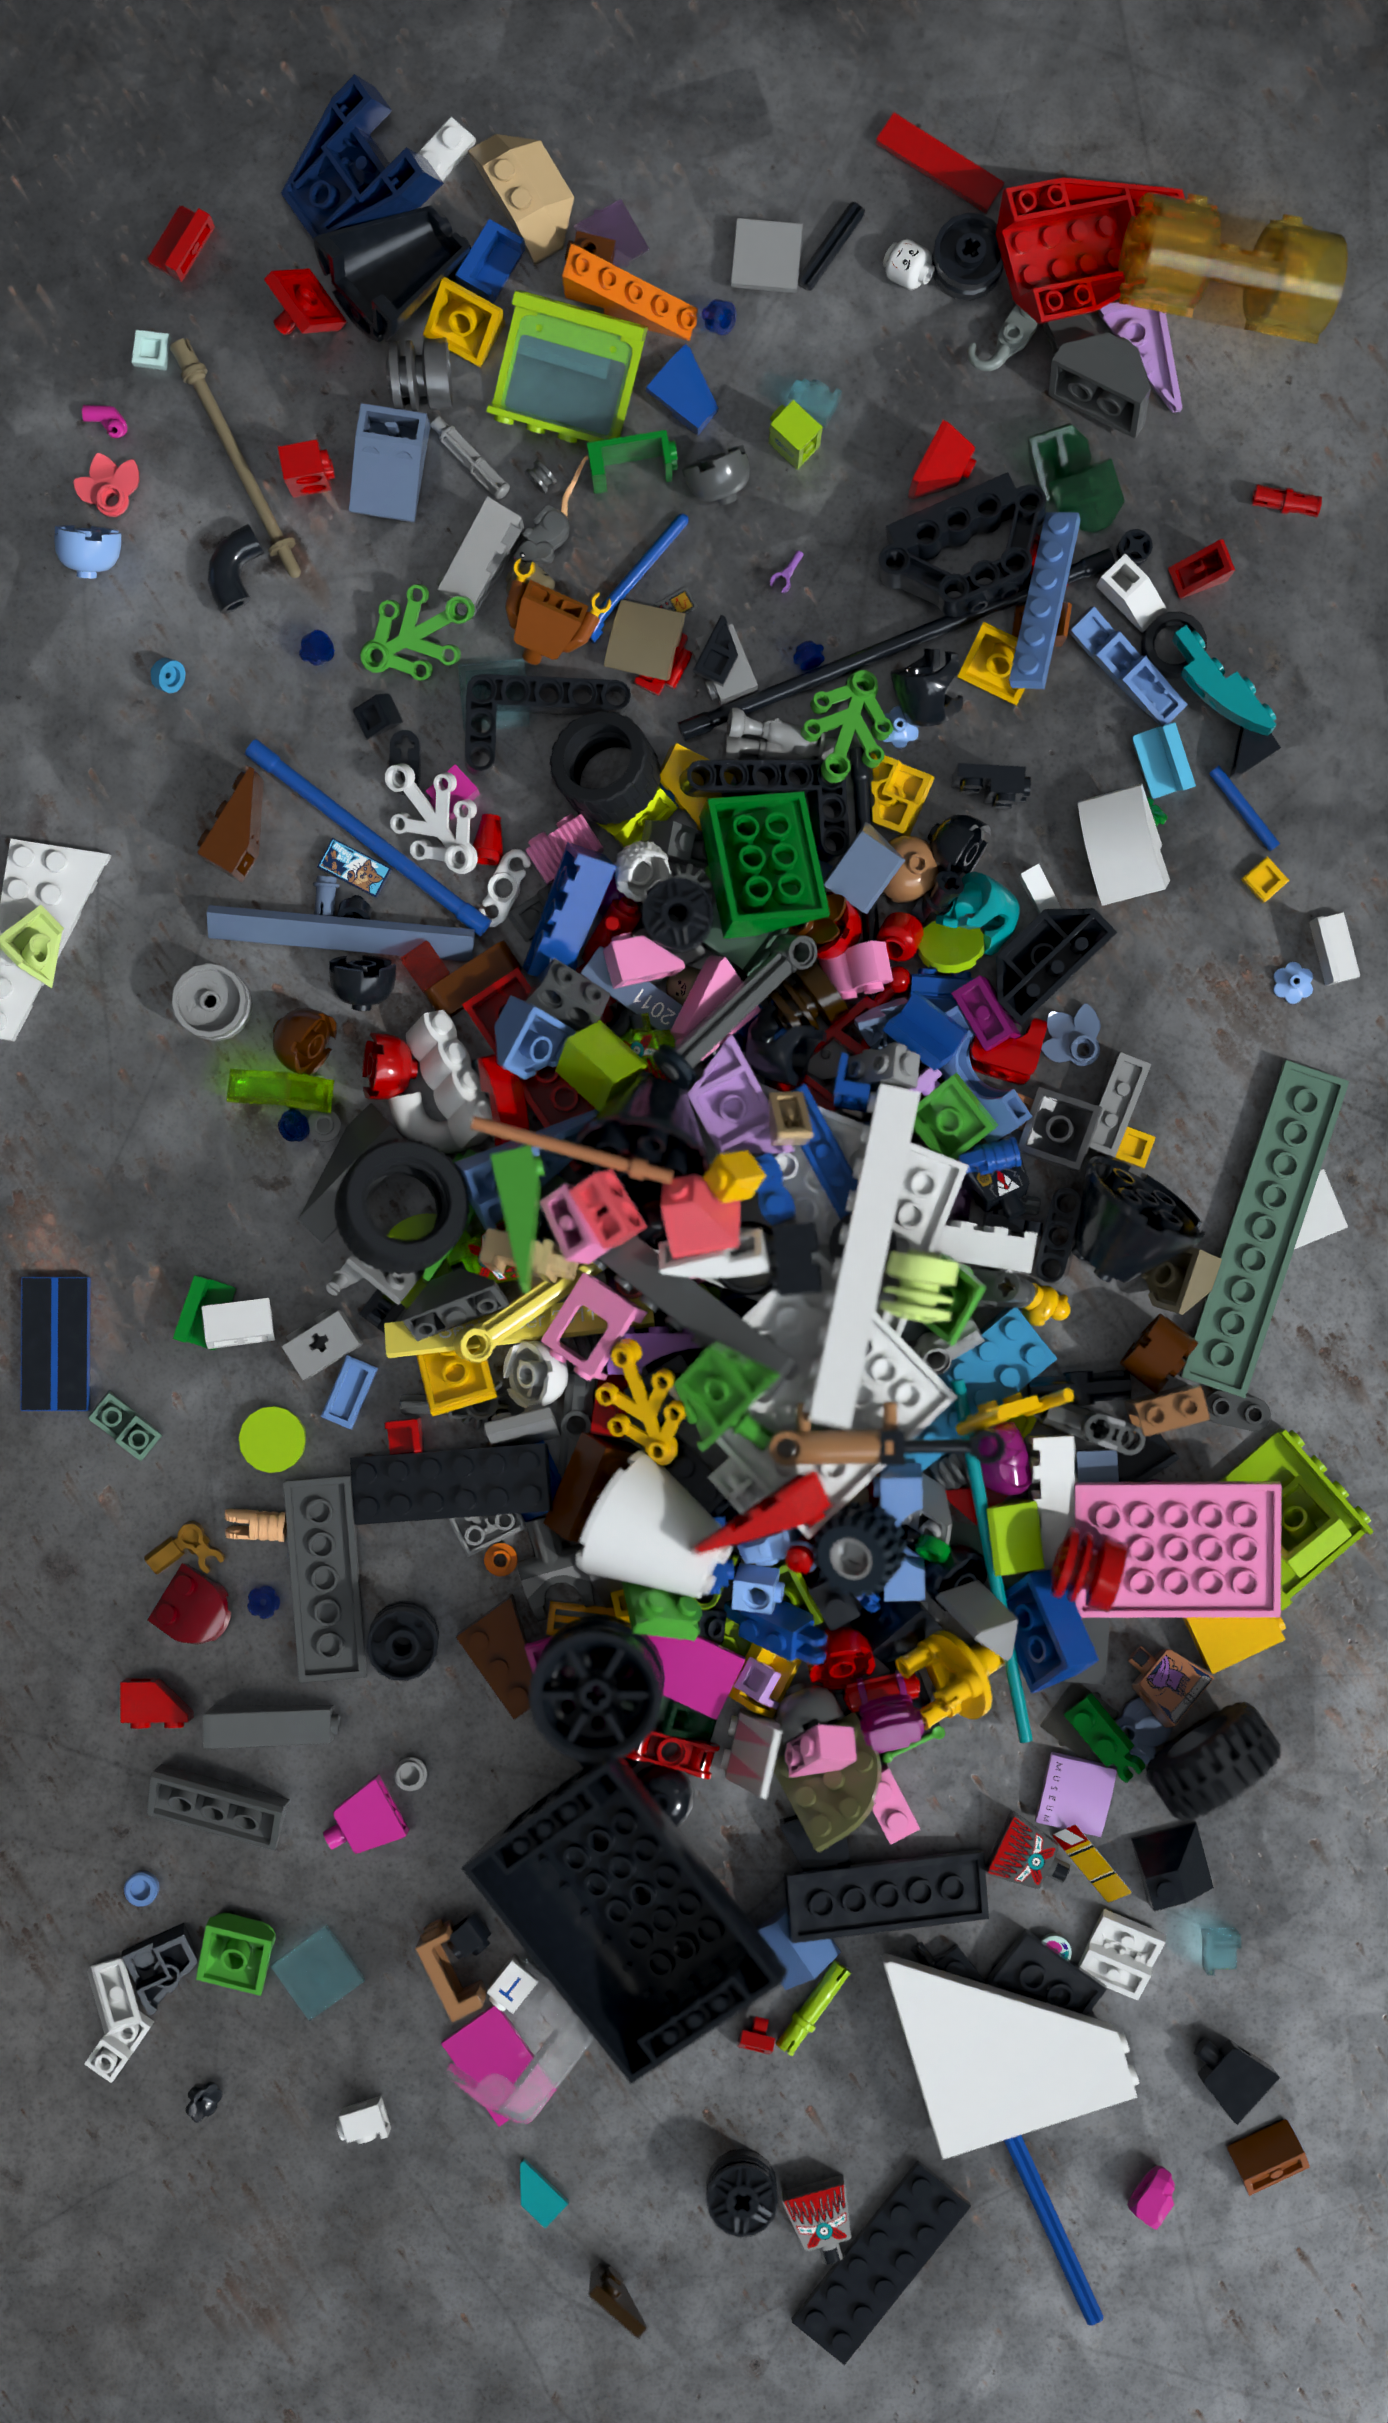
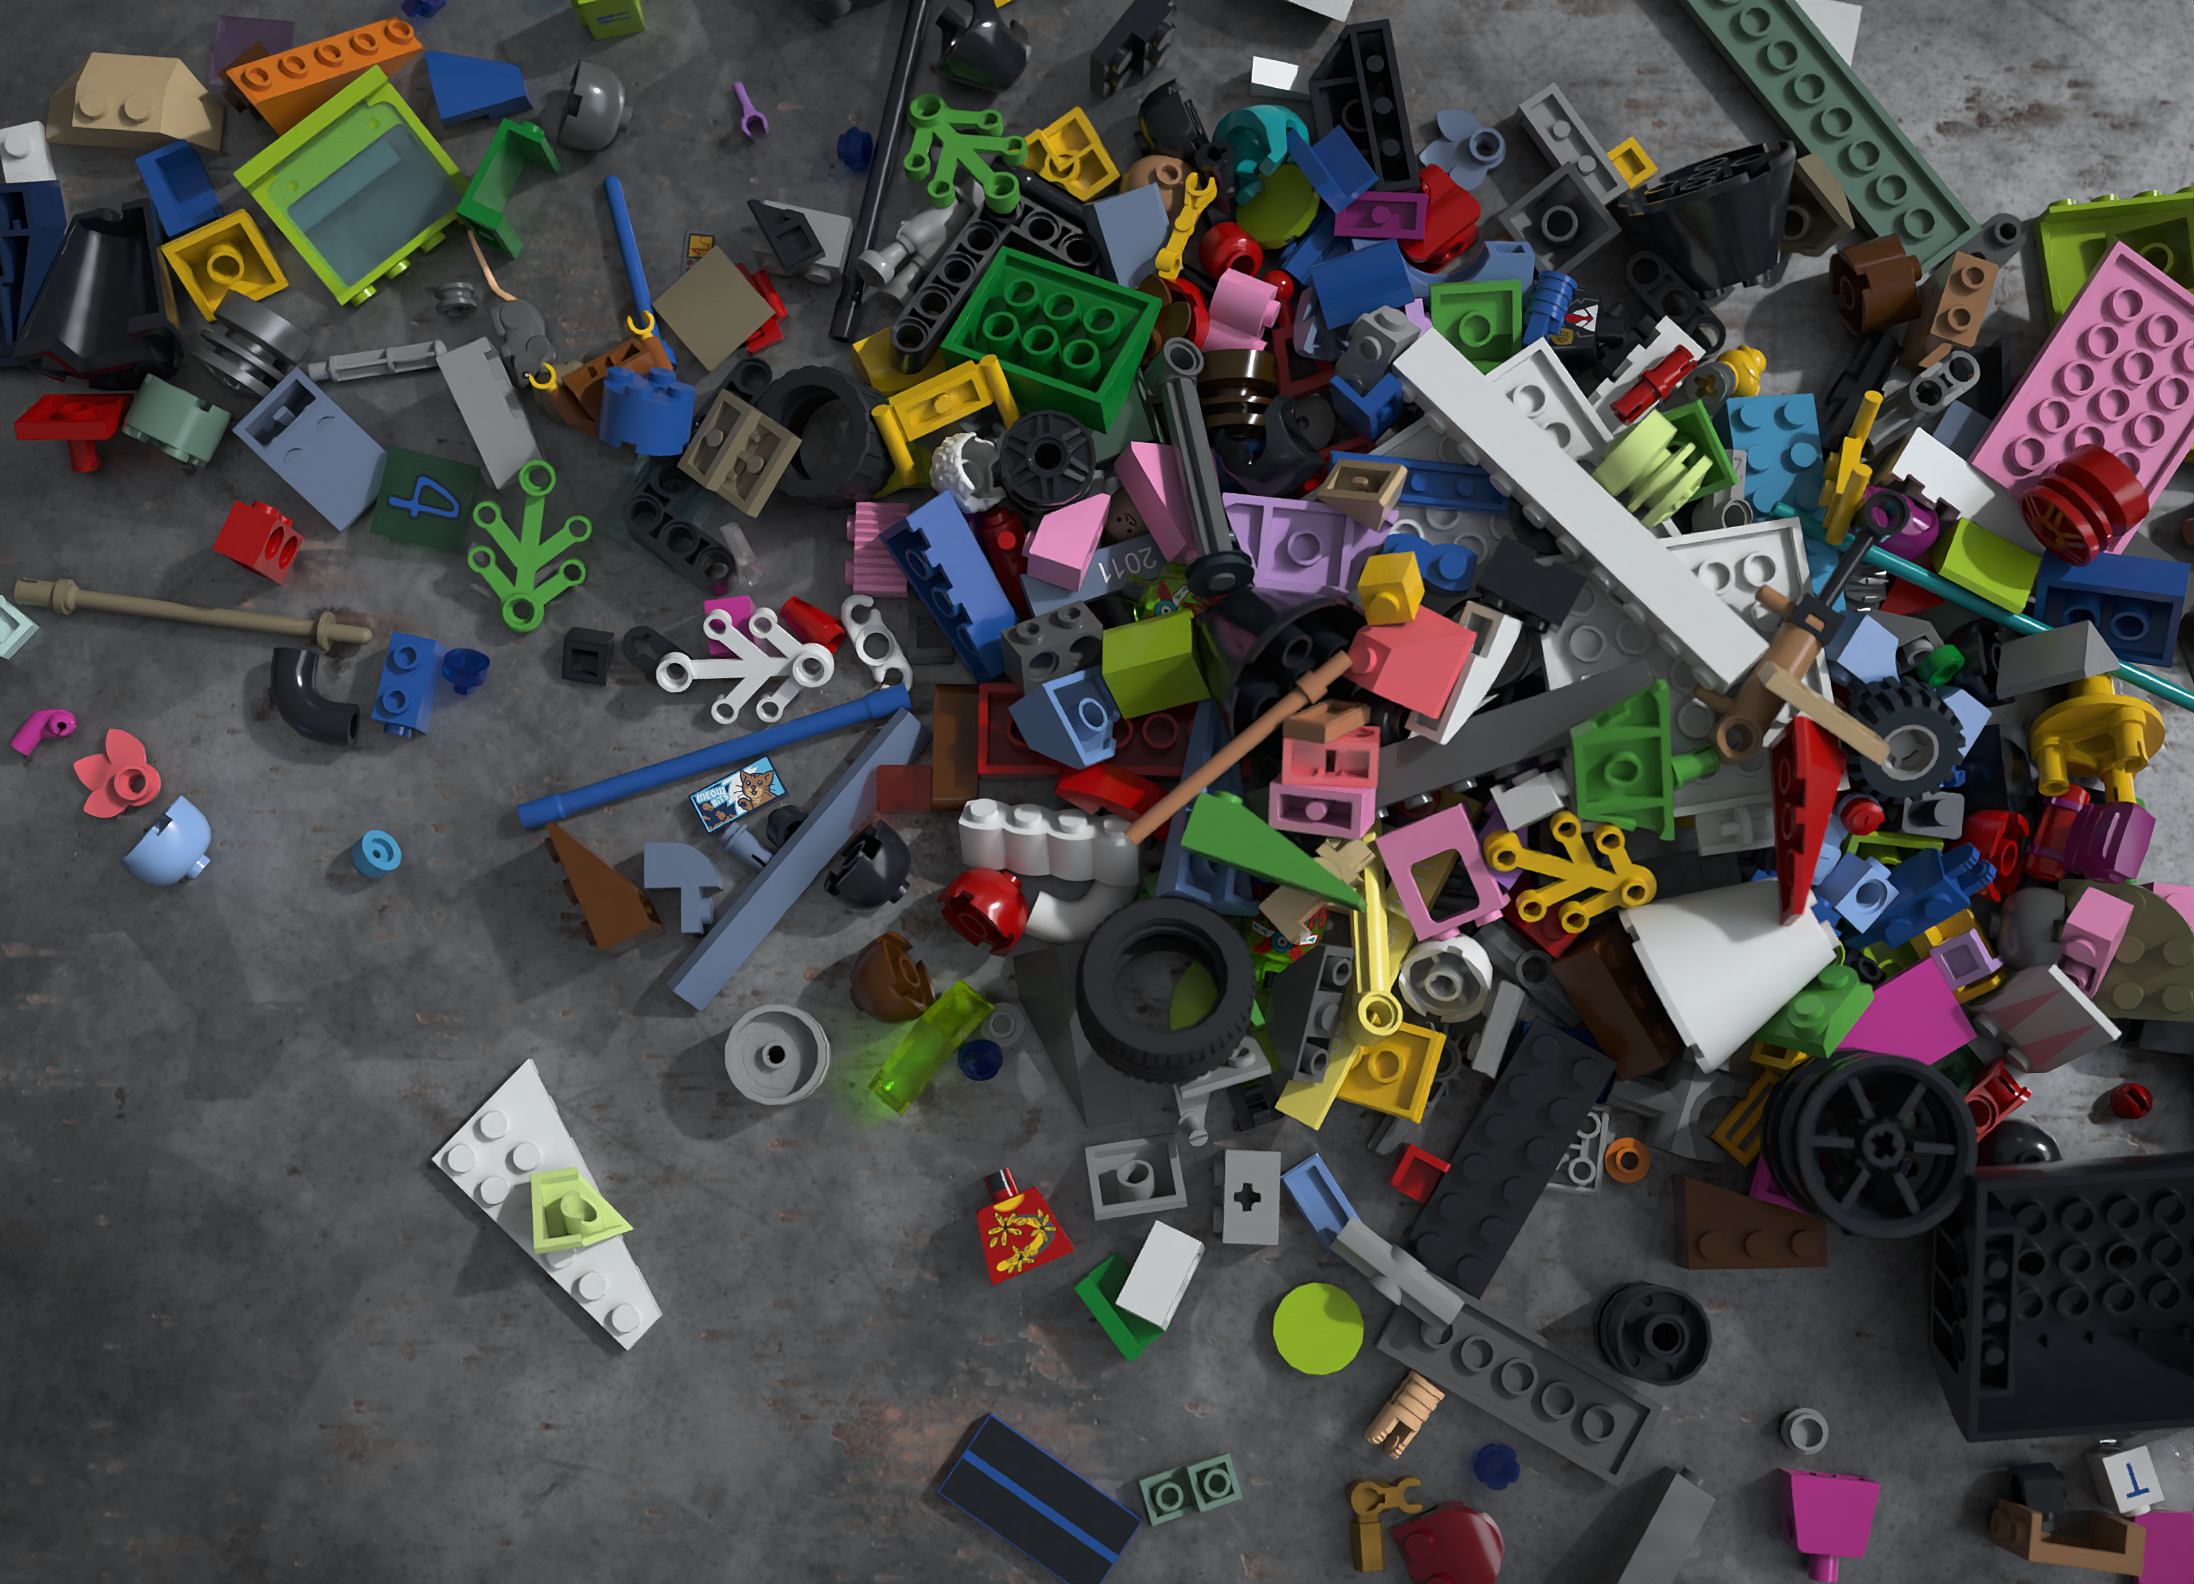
camera: 60 degrees left, 5 degrees down
(208, 1219) = (1018, 1229): none -> red torso
(283, 620) = (408, 684): none -> blue brick
(286, 872) = (683, 869): none -> sand blue brick
(286, 1268) = (1135, 1177): none -> light grey slope
(333, 1463) = (1397, 1275): none -> light grey piece
(346, 363) = (176, 421): none -> sand green brick
(403, 548) = (425, 499): none -> clear green tile
(501, 767) = (743, 553): none -> clear tile
(541, 648) = (646, 411): none -> blue brick
(556, 722) = (739, 453): none -> dark tan slope
(626, 1192) = (1326, 720): none -> nougat tile
(668, 1348) = (1532, 797): none -> white brick
(671, 824) = (940, 403): none -> yellow plate
(742, 1843) = (2124, 1104): none -> red hinge
(833, 1487) = (1823, 712): none -> tan tile
(862, 901) = (1170, 258): none -> yellow piece
(900, 735) = (1010, 109): light blue plant -> none
(985, 1254) = (1653, 385): none -> red pin
(991, 961) = (1332, 167): none -> blue panel

